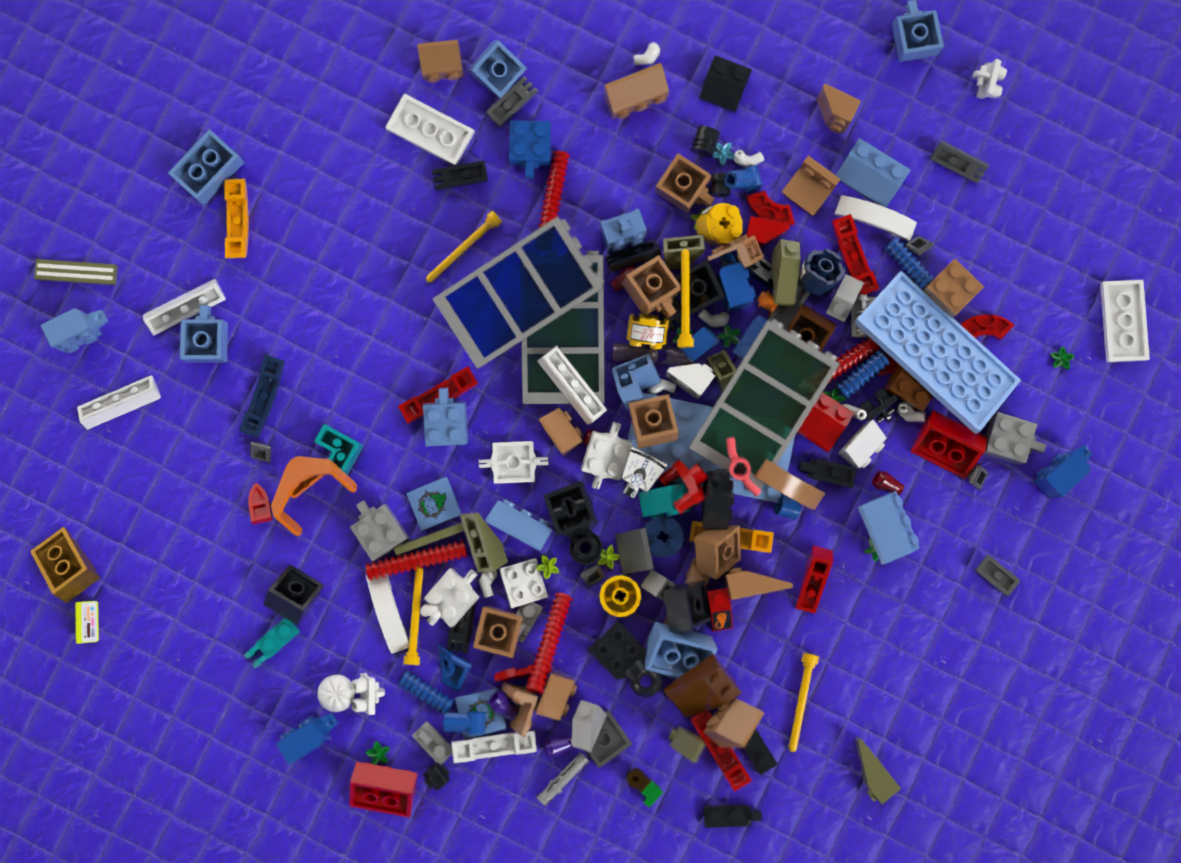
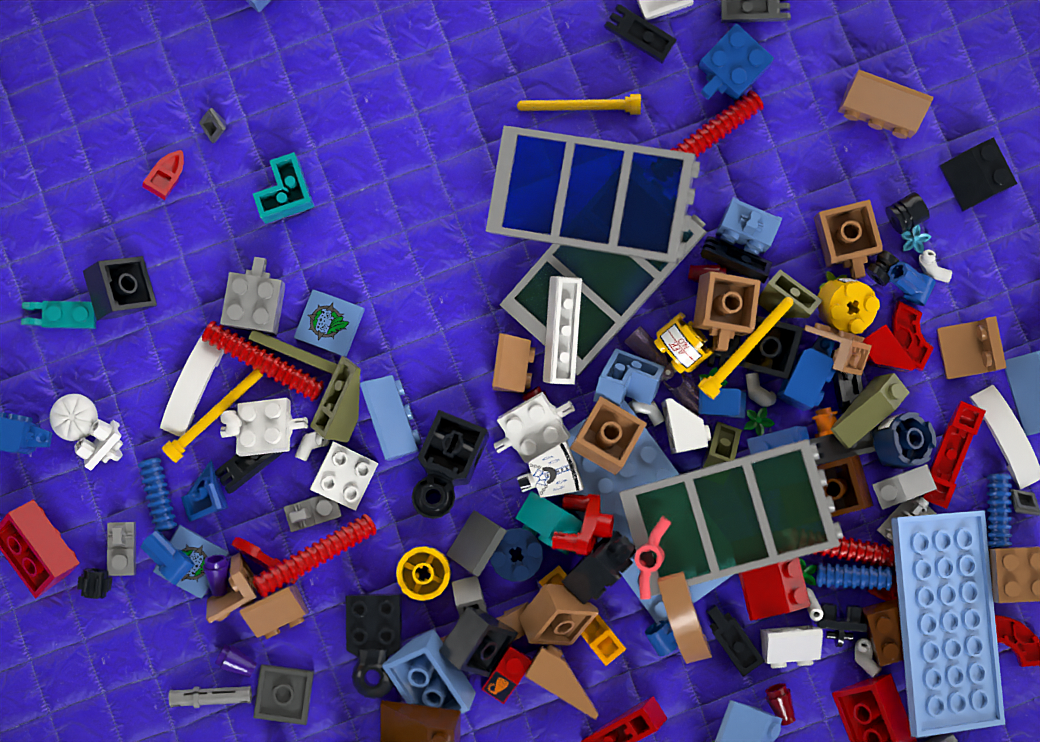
camera: 40 degrees right, 0 degrees up
(263, 397) = (263, 76): dark blue slope -> none
(298, 477) = (223, 181): orange piece -> none
(378, 753) = (61, 510): green plant -> none
(445, 421) = (411, 254): medium blue hinge -> none
(457, 385) = (427, 224): red slope -> none
(493, 746) = (173, 603): white slope -> none
(498, 631) = (276, 499): medium nougat slope -> none
(513, 462) = (440, 352): white plate -> none
(547, 566) = (381, 481): lime plant -> none
(587, 725) = (278, 667): light grey slope -> none
(592, 575) = (416, 528): dark grey slope -> none
(608, 557) = (447, 526): lime plant -> none
(649, 56) = (928, 82): white arm -> none

